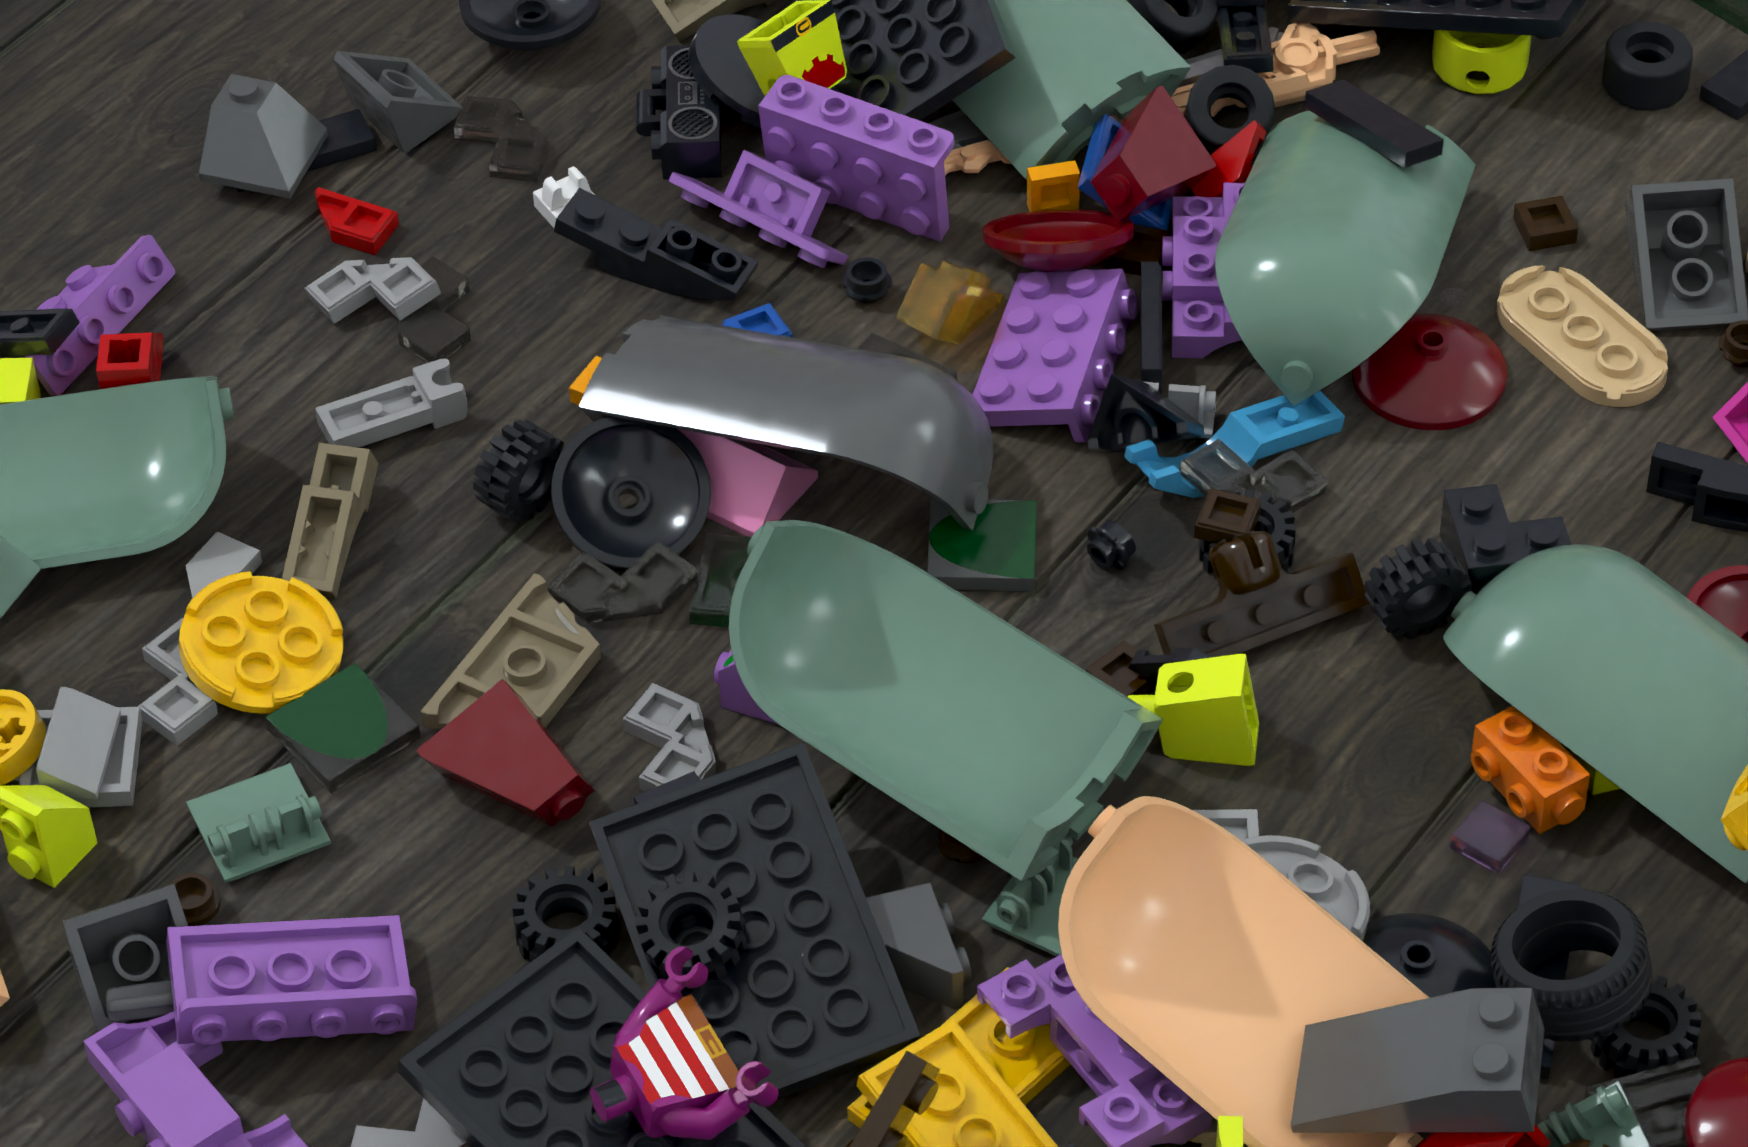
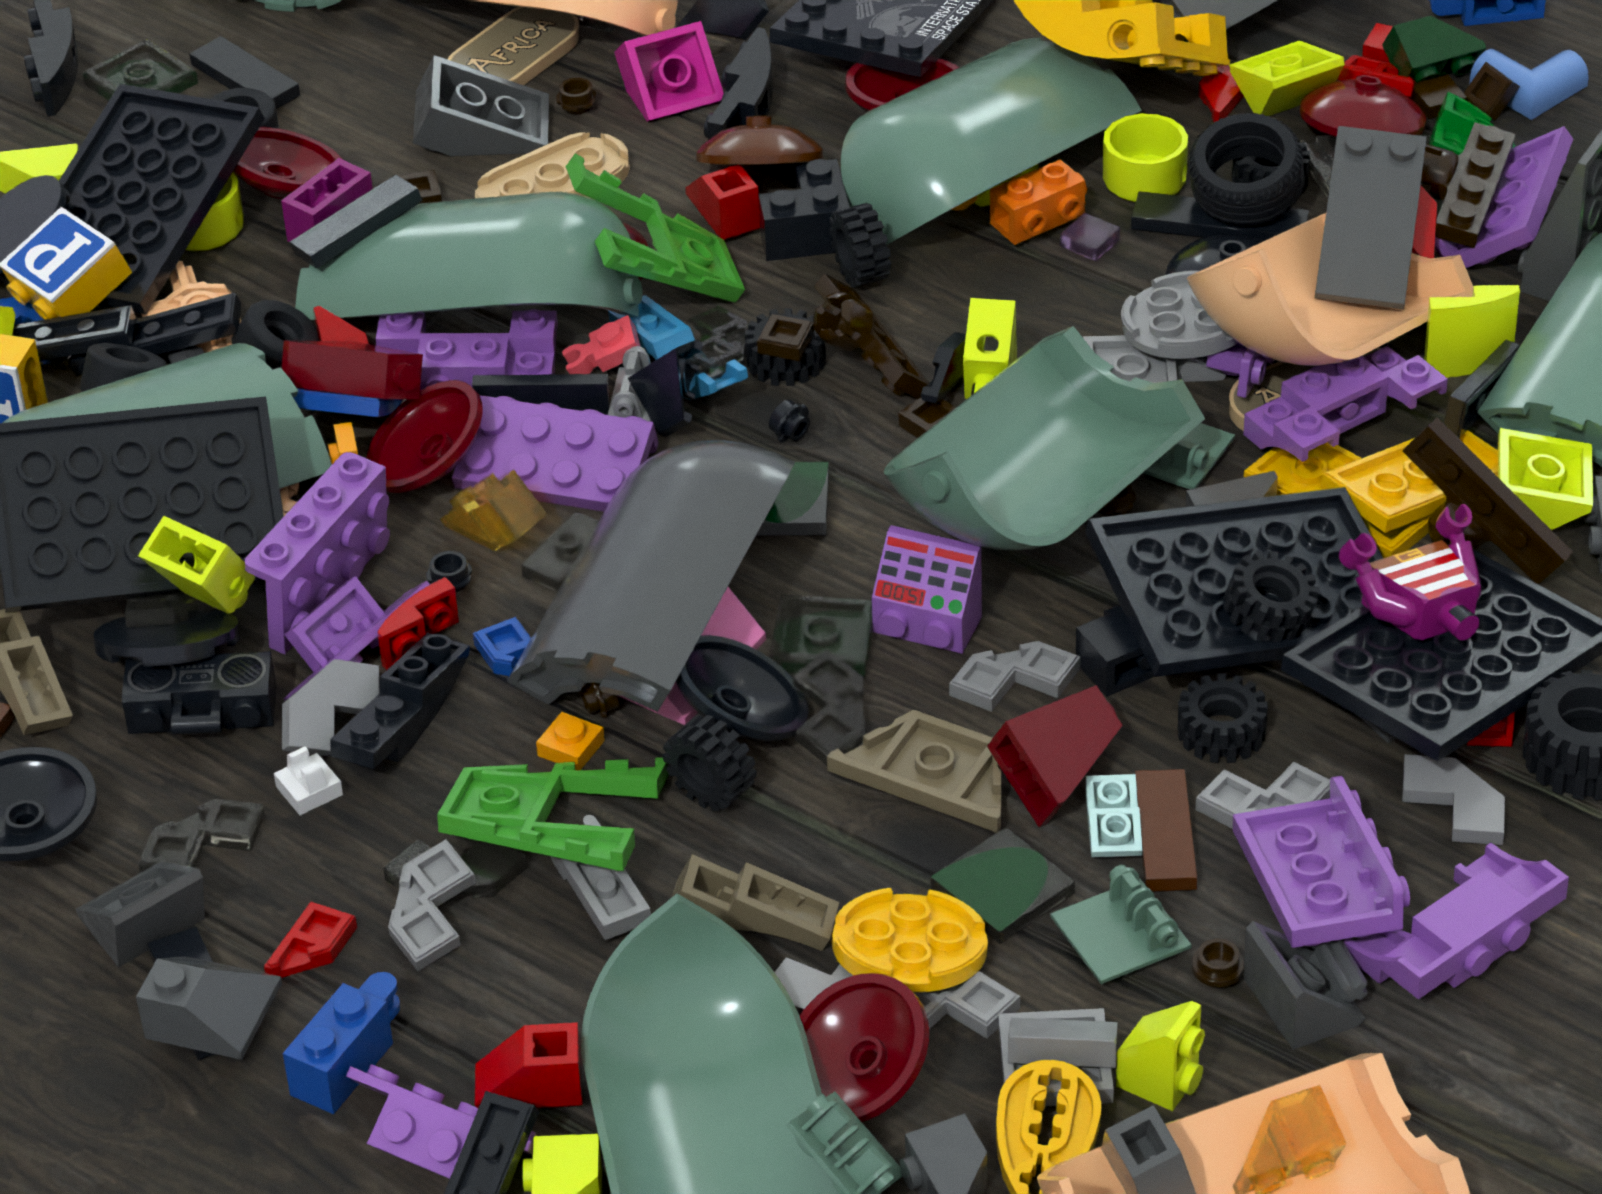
camera: 90 degrees left, 5 degrees down
(97, 593) = (864, 1023): none -> dark red dish
(201, 237) = (344, 1033): none -> blue brick
(405, 868) = (1166, 830): none -> reddish brown tile
(416, 825) = (1113, 815): none -> light aqua slope
(433, 948) = (1234, 795): none -> light grey tile
(488, 327) = (512, 808): none -> bright green wing
(643, 182) = (310, 710): none -> light grey tile
(780, 255) = (423, 613): none -> red slope
(1236, 381) = (604, 349): none -> coral plate
(1394, 438) = (685, 251): none -> bright green wing
(1486, 131) = (323, 196): none -> magenta brick
(1523, 467) = (727, 201): none -> red slope
(1568, 77) = (282, 161): none -> dark red dish
(1600, 492) = (759, 144): none -> reddish brown dish
(1615, 859) = (1145, 156): none -> neon yellow piece

